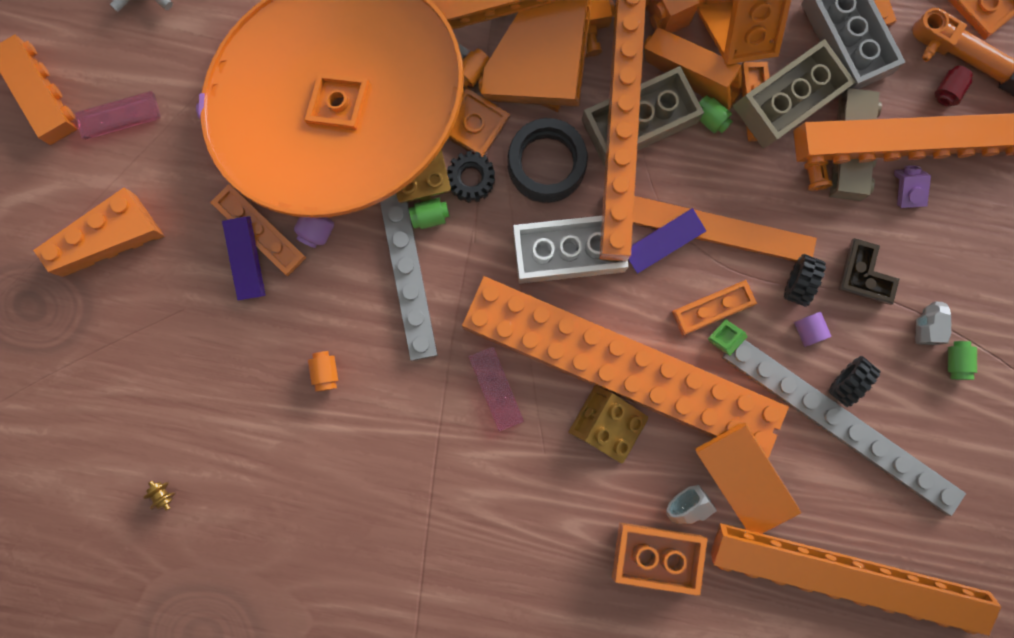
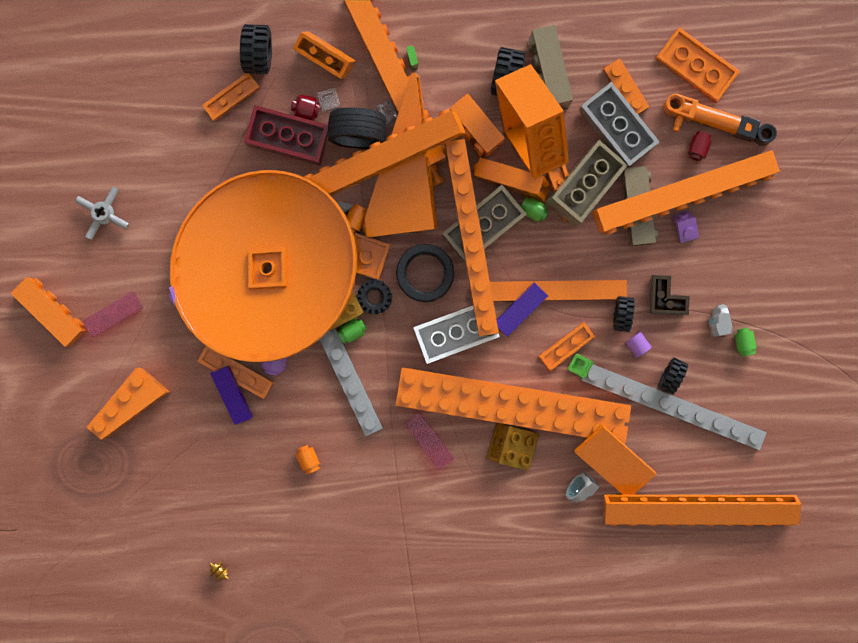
camera: 10 degrees left, 5 degrees up
(659, 559) = (567, 529): orange brick -> none
(818, 176) = (619, 237): orange bush -> none

